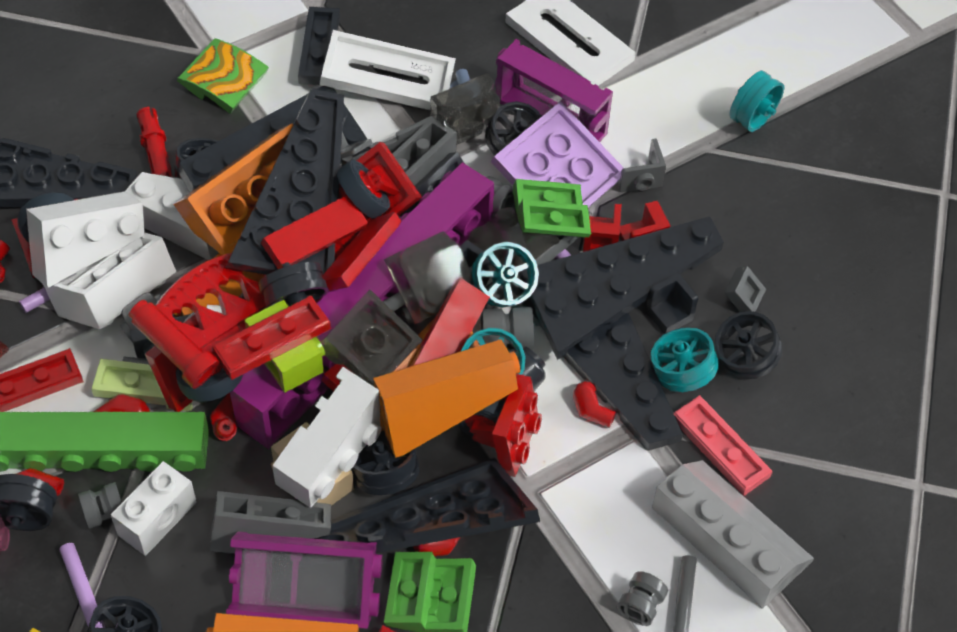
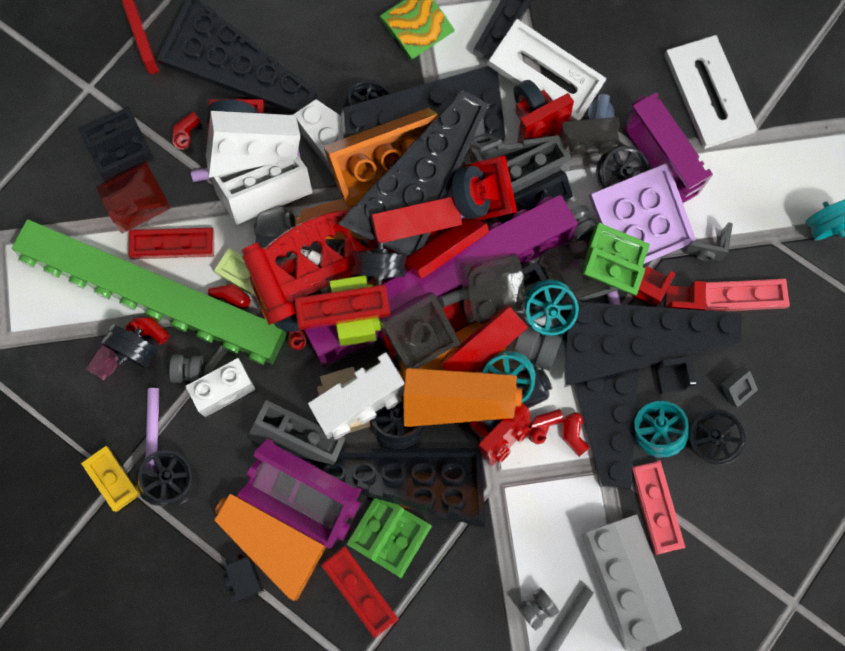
camera: 25 degrees right, 20 degrees up
(153, 140) = (340, 66): red pin -> none
(398, 104) = (538, 112): none -> red plate
(551, 409) = (541, 424): none -> red arm
(716, 201) = (747, 295): none -> coral tile

